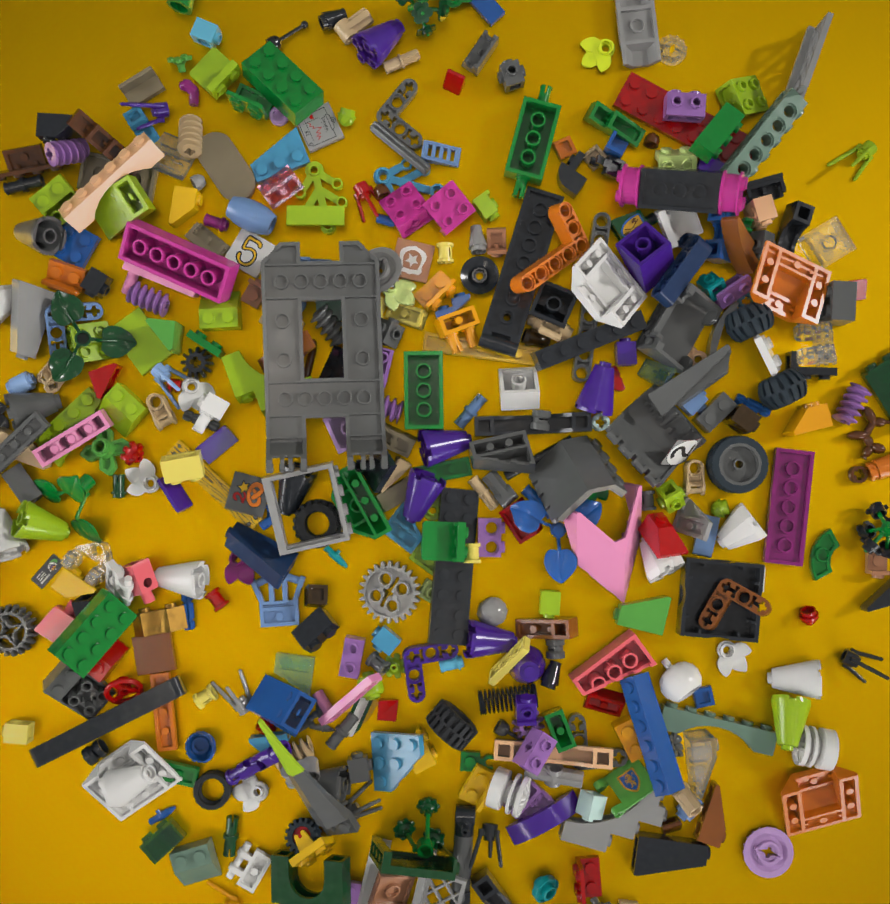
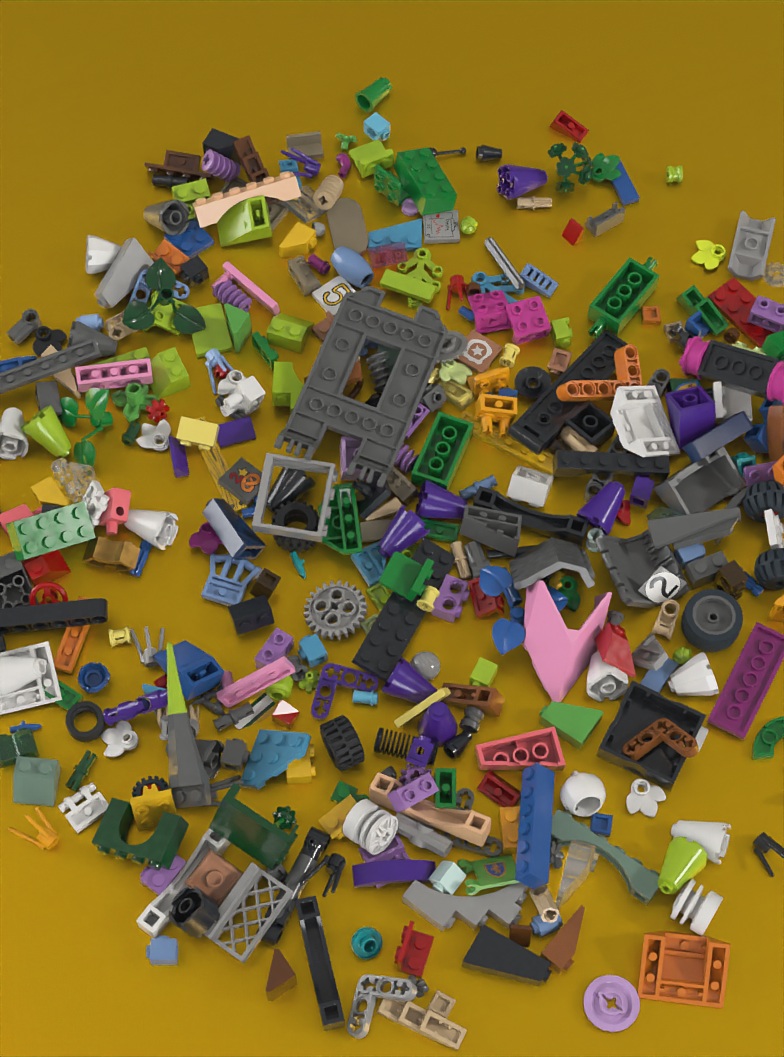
camera: 20 degrees right, 25 degrees down
(47, 571) = (29, 480): black sticker -> none
(104, 378) = (163, 341): red slope -> none
(154, 653) = (91, 581): dark orange tile -> none
(161, 412) = (199, 388): tan piece -> none
(178, 261) = (274, 275): dark pink brick -> none
(201, 369) = (250, 361): black gear -> none
(216, 599) = (172, 557): red bush -> none
(295, 669) = (216, 643): clear light blue wing -> none
(349, 27) = (495, 161): tan piece -> none
(393, 113) = (511, 238): dark grey beam -> none
(477, 240) = (542, 356): light grey cone -> none
(511, 75) = (625, 243): dark grey brick -> none
(540, 424) = (539, 512): dark grey wheel -> none
(568, 179) = (646, 335): black brick -> none
(670, 496) = (637, 625): lime brick -> none
(808, 615) = (735, 787): red plate -> none

